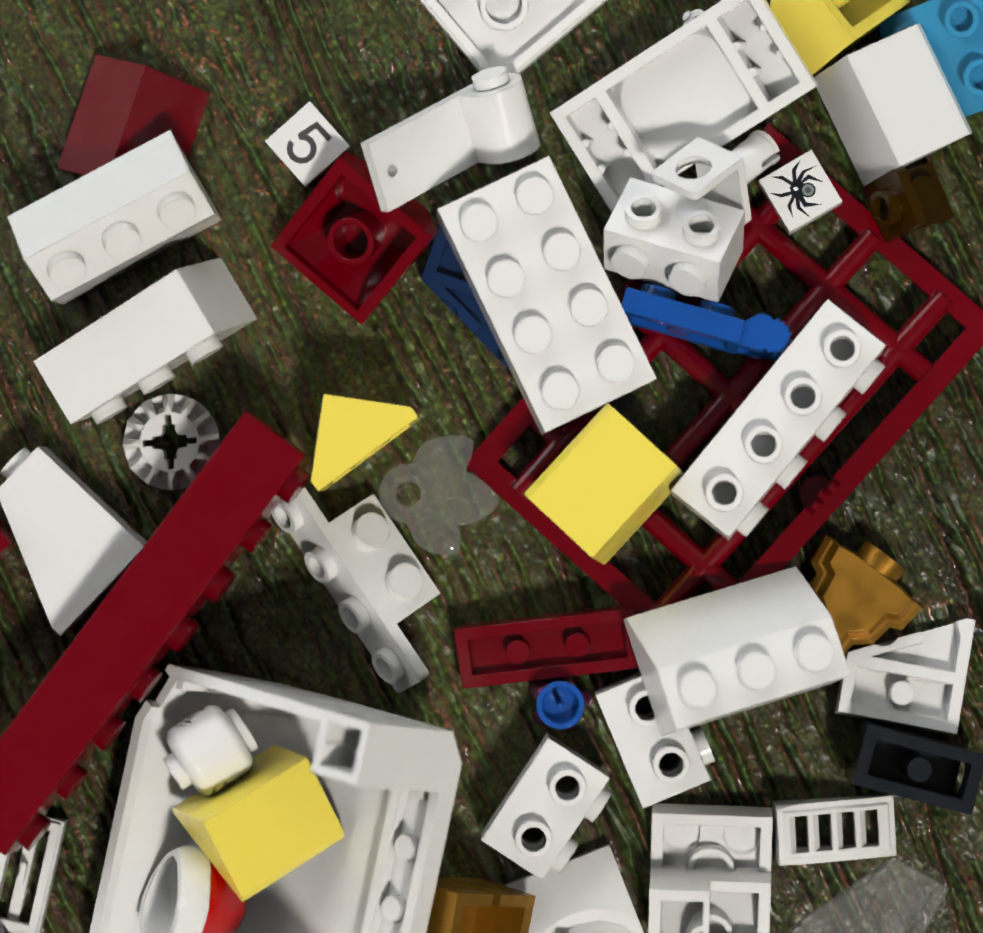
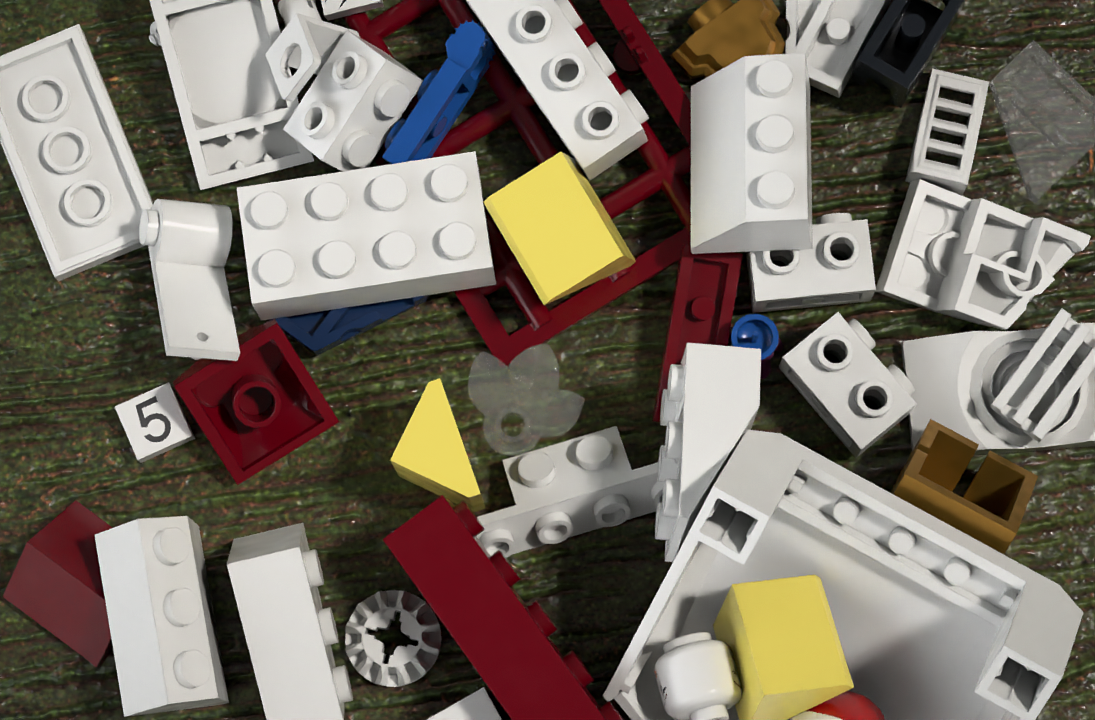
camera: 60 degrees left, 10 degrees down
(465, 689) = (706, 414): none -> white slope

